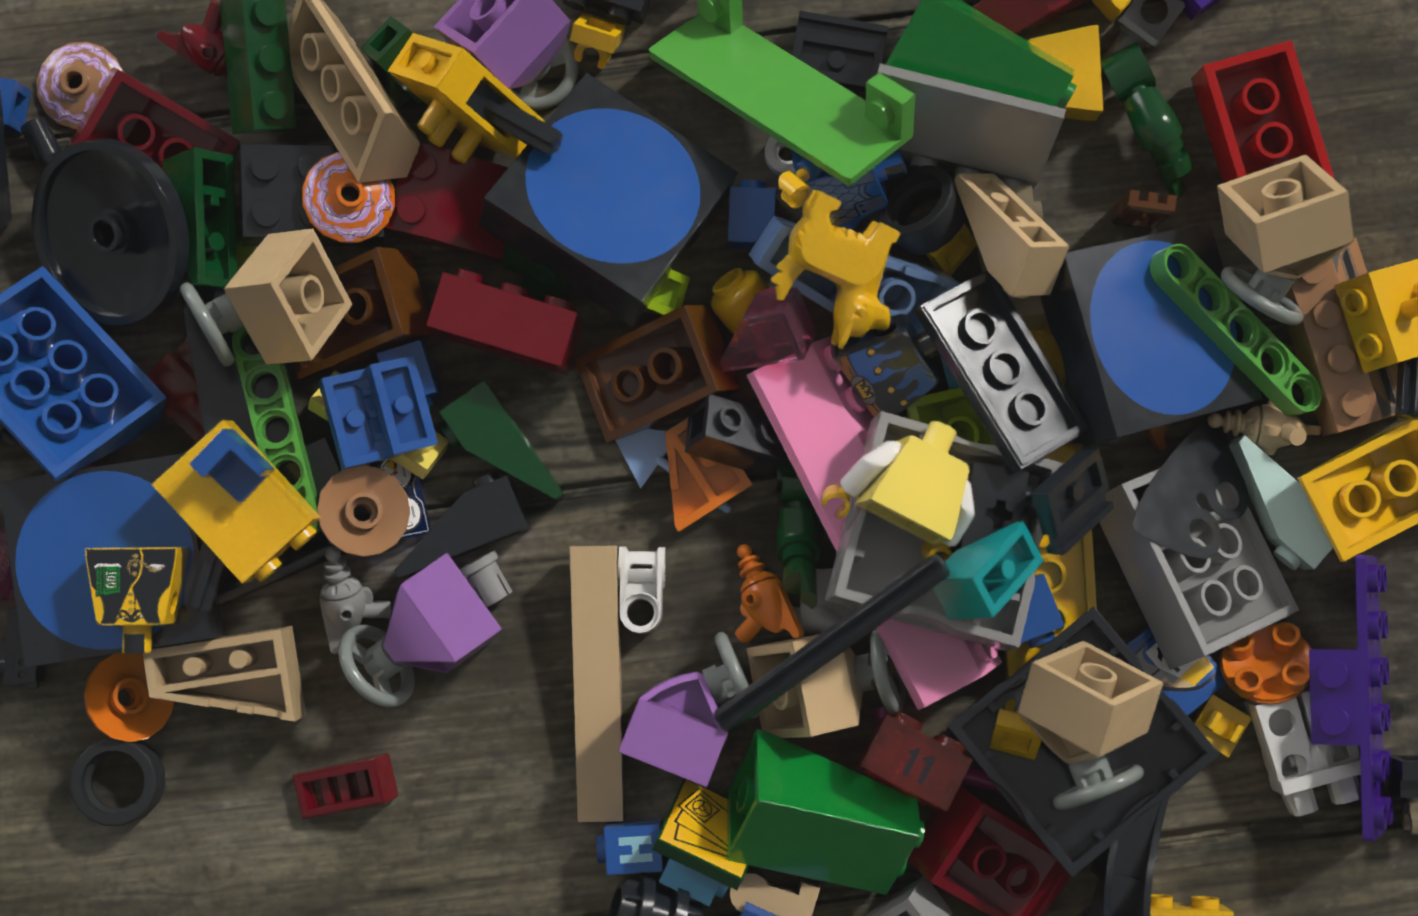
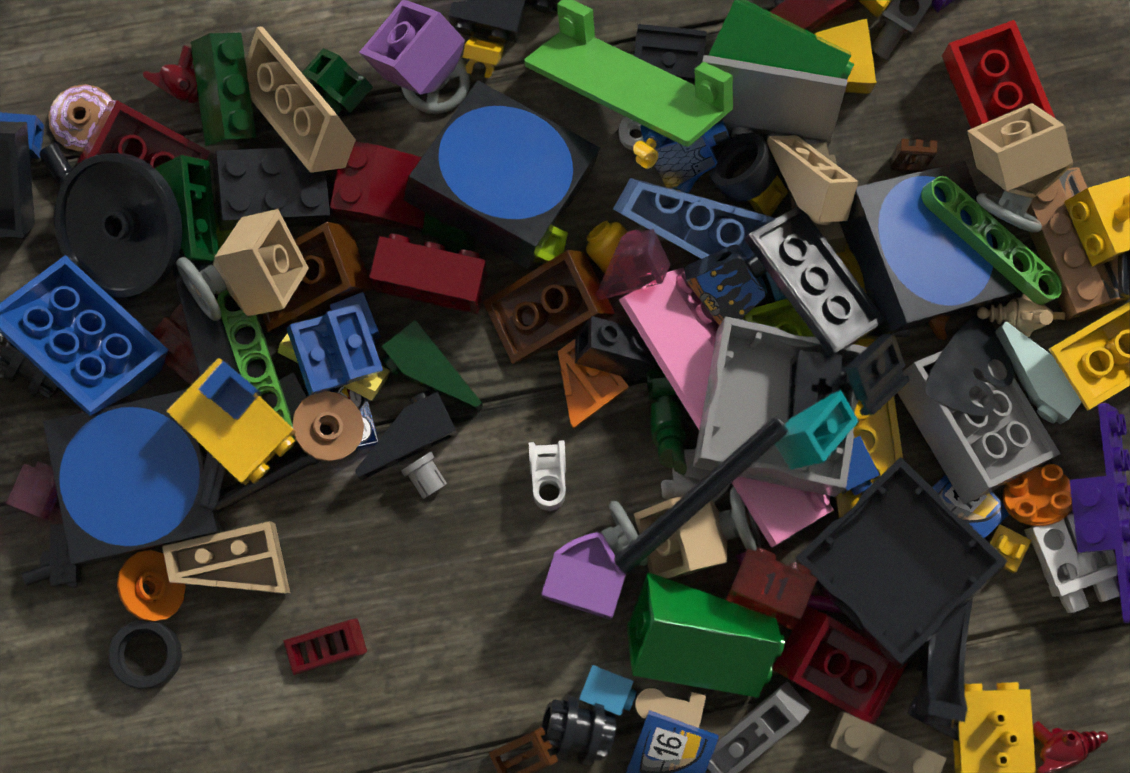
camera: 15 degrees left, 5 degrees down
(136, 590) = (158, 494): black torso -> none
(340, 218) = (299, 201): dish -> none
(345, 599) = (317, 499): light grey piece -> none
(431, 626) = (387, 511): medium lavender piece -> none
(469, 99) = (390, 106): yellow piece -> none
(597, 683) = (518, 549): tan slope -> none
(628, 847) = (555, 675): blue brick -> none
(646, 451) = (543, 369): light blue piece -> none
(698, 834) = (608, 661): yellow tile -> none
(749, 213) = (610, 179): blue brick -> none
(763, 600) = (644, 475): orange piece -> none
(843, 257) = (687, 203): yellow animal -> none
(914, 488) = (754, 371): light yellow torso -> none
(1013, 734) = (850, 560): yellow tile -> none
(1085, 708) = (898, 534): tan piece -> none
(1149, 114) = (911, 83): dark green piece -> none

